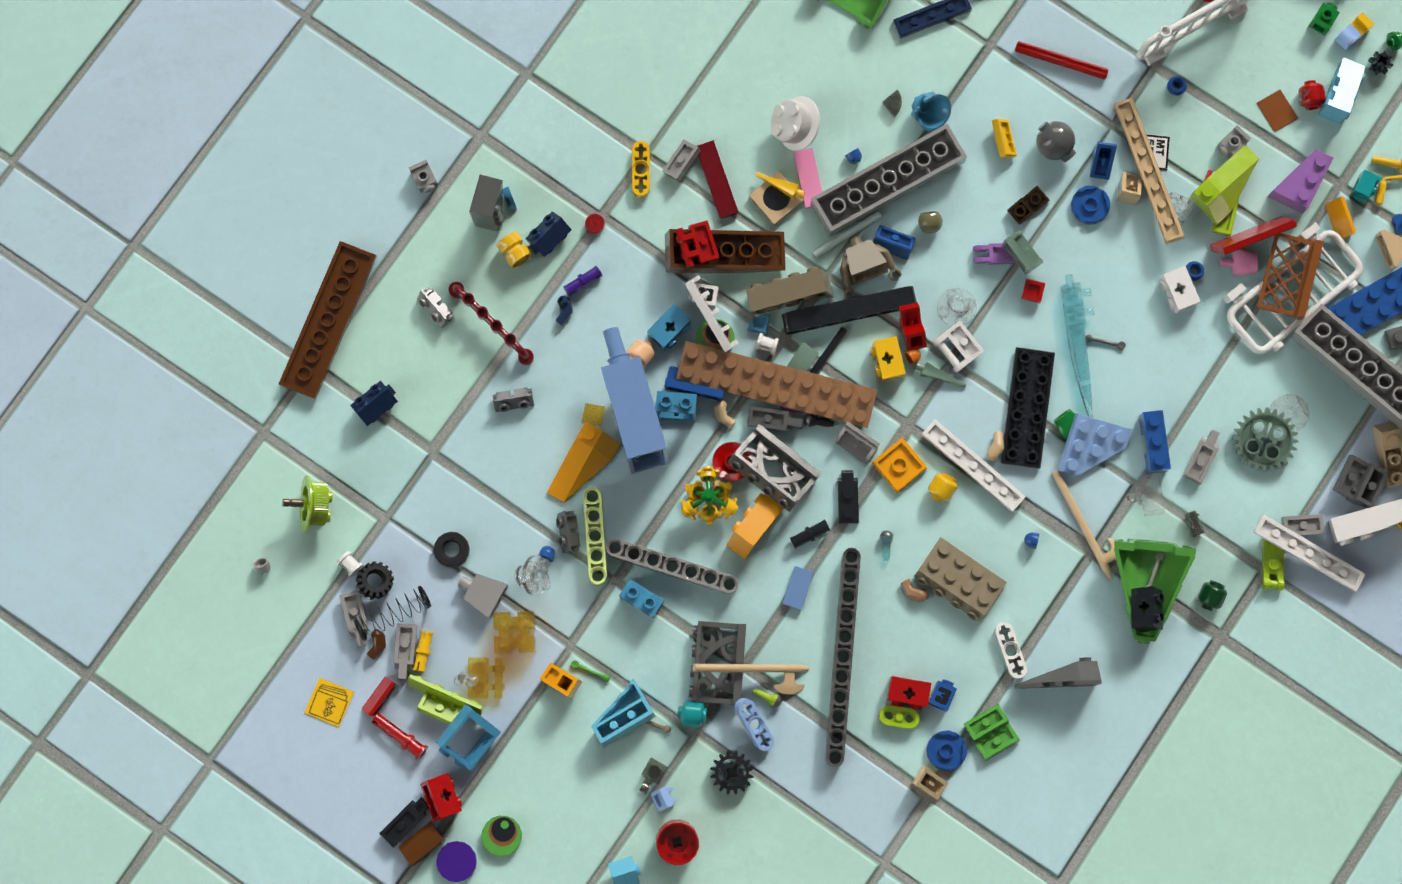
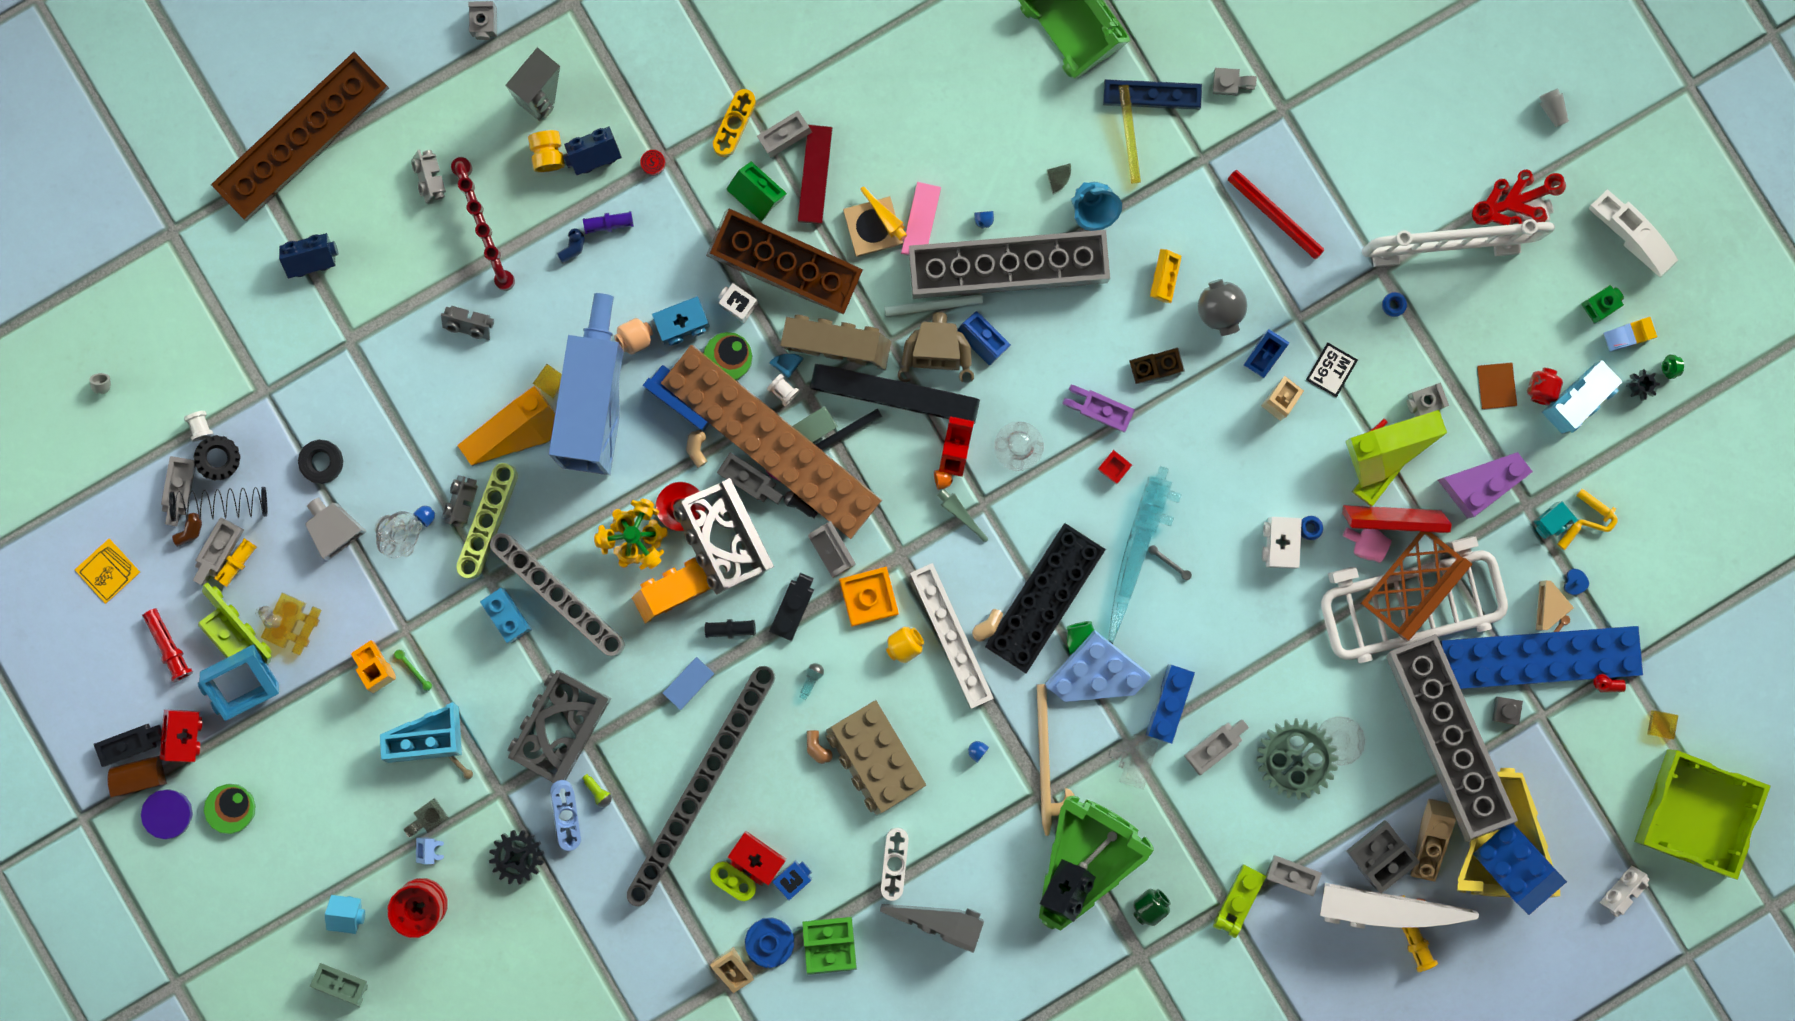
camera: 20 degrees right, 5 degrees up
(313, 503) = (185, 340): lime piece -> none
(379, 697) = (164, 591): red slope -> none
(505, 623) = (332, 593): clear yellow brick -> none
(509, 199) = (569, 85): dark azure tile -> none
(671, 402) = (643, 415): dark azure window -> none
(679, 210) = (755, 190): none -> green panel
(692, 714) = (502, 771): teal head -> none
(702, 241) = (759, 243): red plate -> none
(709, 315) = (729, 327): white hinge -> none
(788, 686) = (624, 789): tan piece -> none
(795, 122) = (932, 149): white piece -> none
(890, 348) = (913, 485): yellow brick -> none
(930, 50) = (1129, 134): none -> clear yellow bar
(930, 222) = (1034, 334): olive piece -> none
(963, 342) = (1006, 489): white plate -> none
(1022, 252) = (1123, 417): sand green hinge -> none
(1090, 205) = (1228, 397): blue tile -> none
(1149, 171) = (1313, 389): tan tile -> none
(1181, 205) = (1330, 444): clear leg -> none
(1194, 523) = (1171, 816): clear smoke pin -> none
(1308, 553) = (1283, 910): white plate -> none
(1340, 217) = (1508, 543): light orange slope -> none

